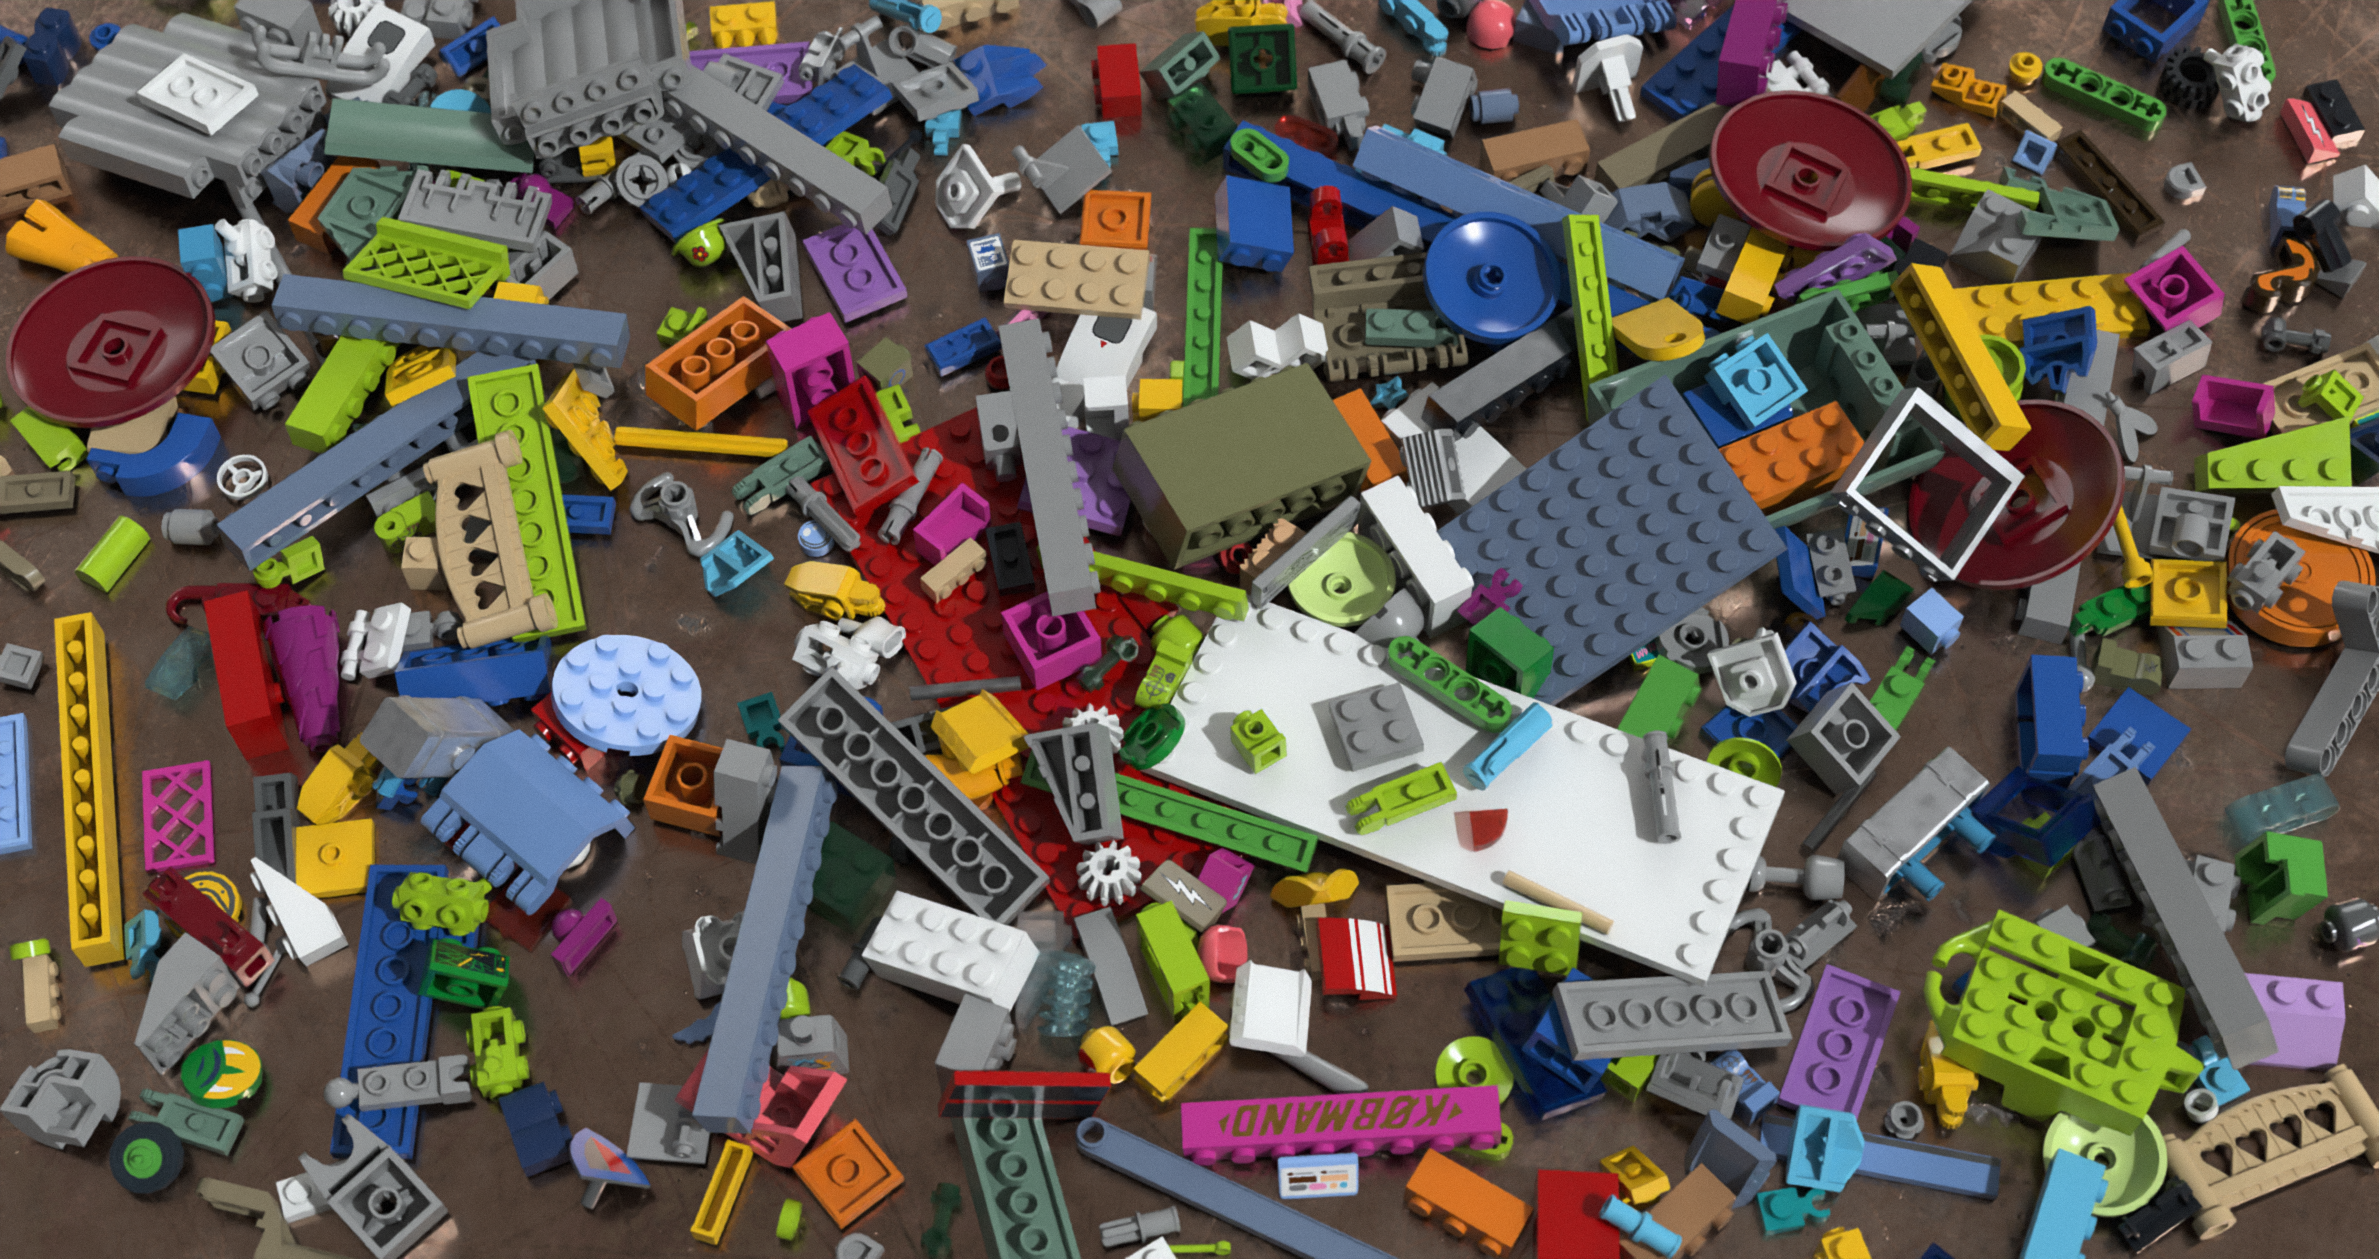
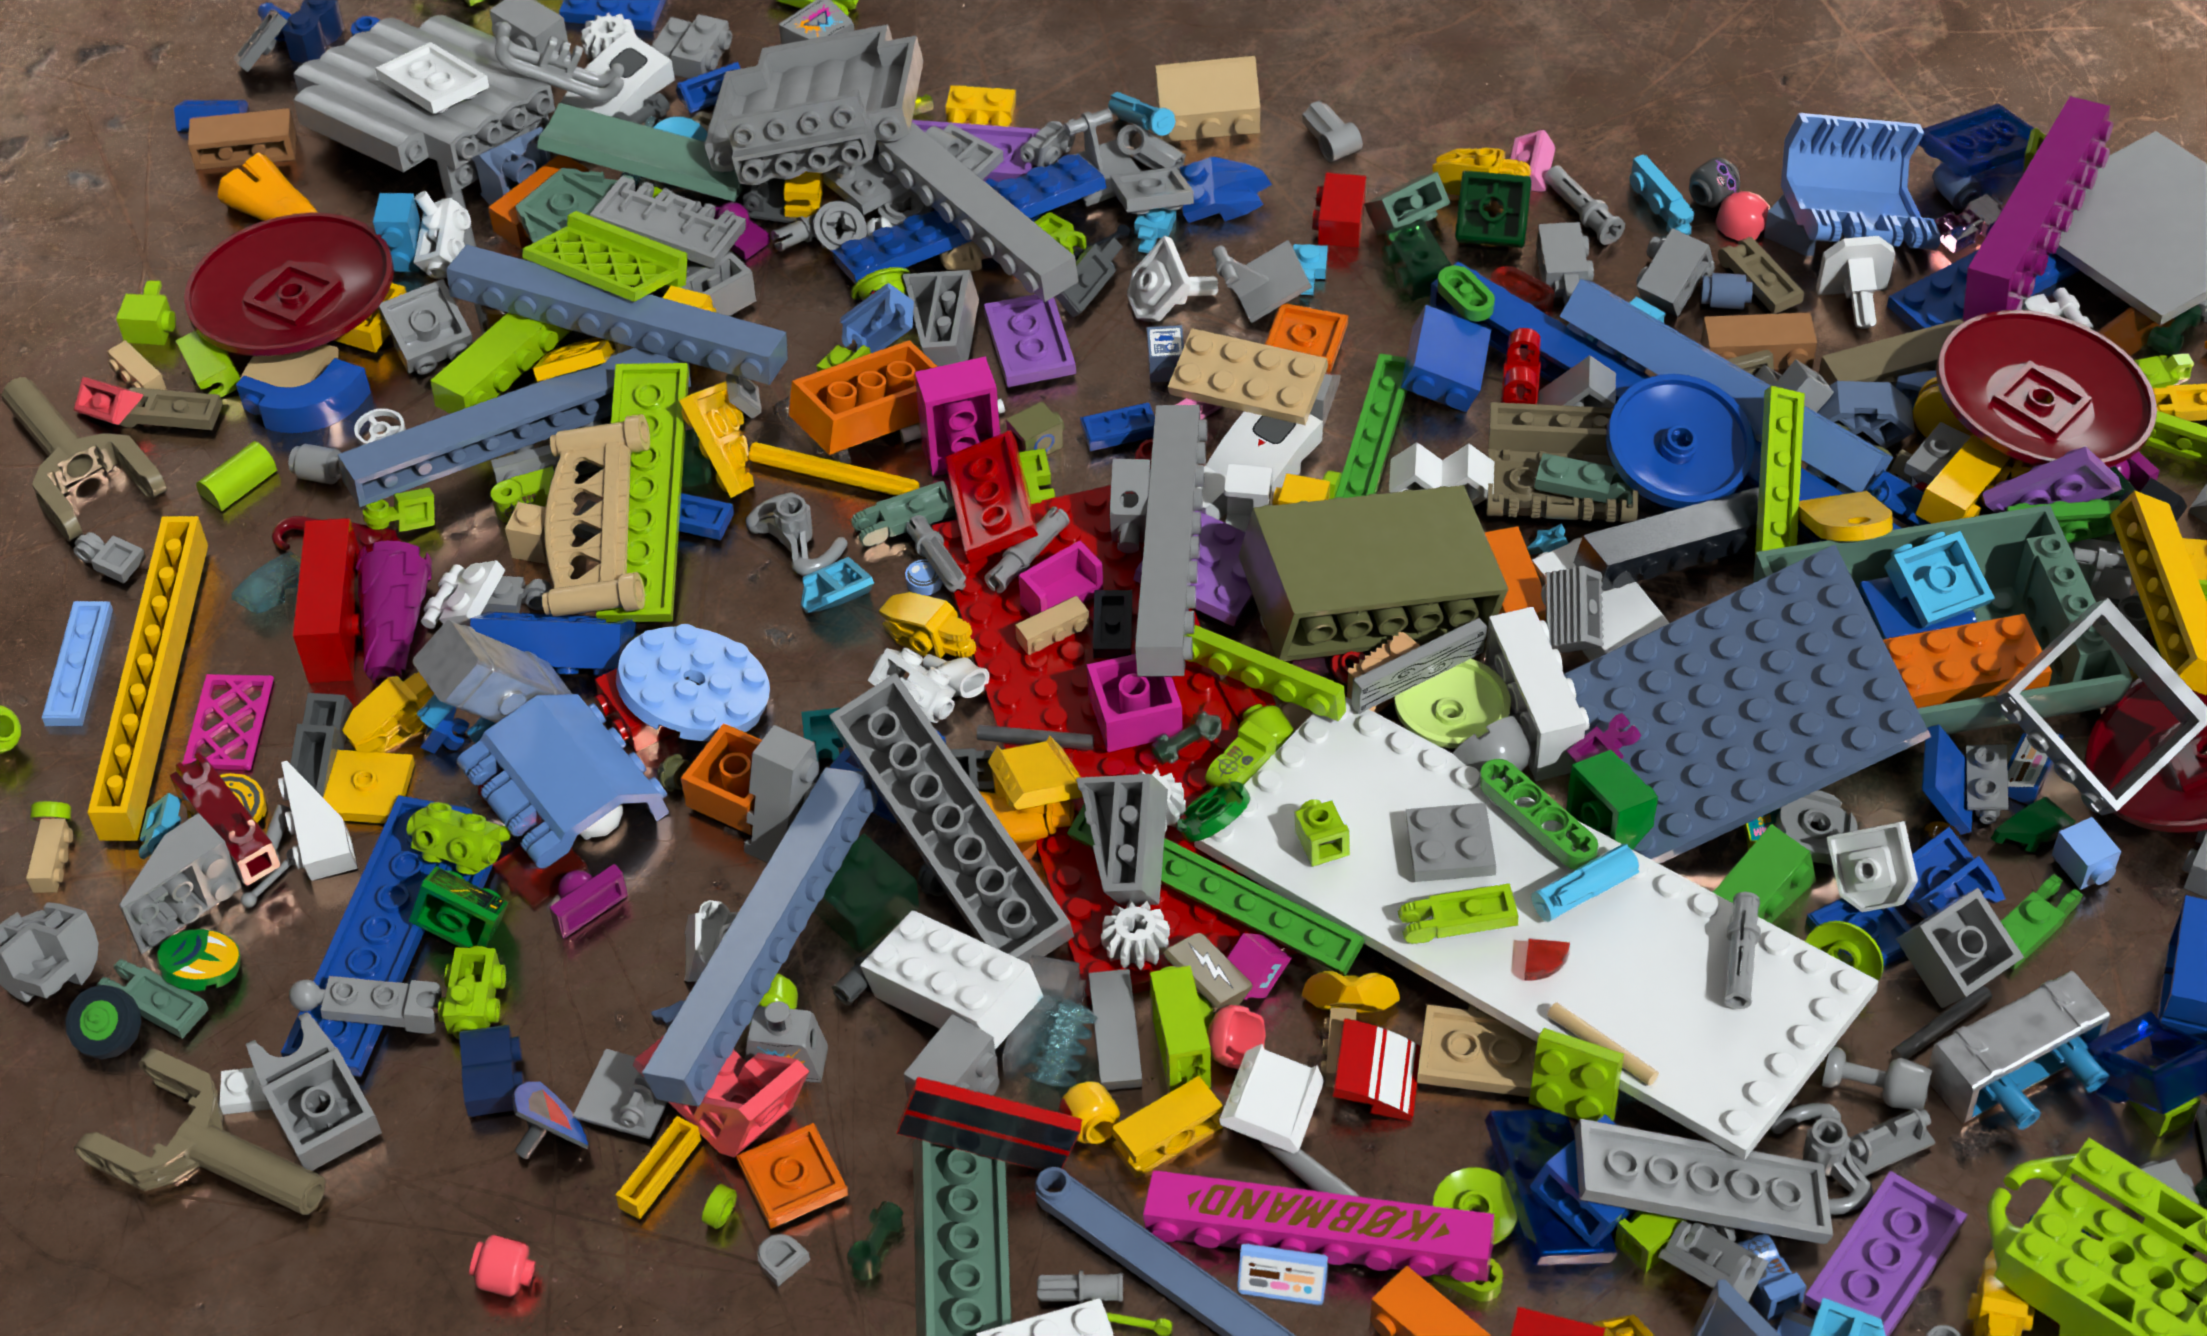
camera: 15 degrees right, 10 degrees down
(707, 278) = (878, 319): none -> medium blue hinge
(1532, 89) = (1769, 280): none -> dark tan plate

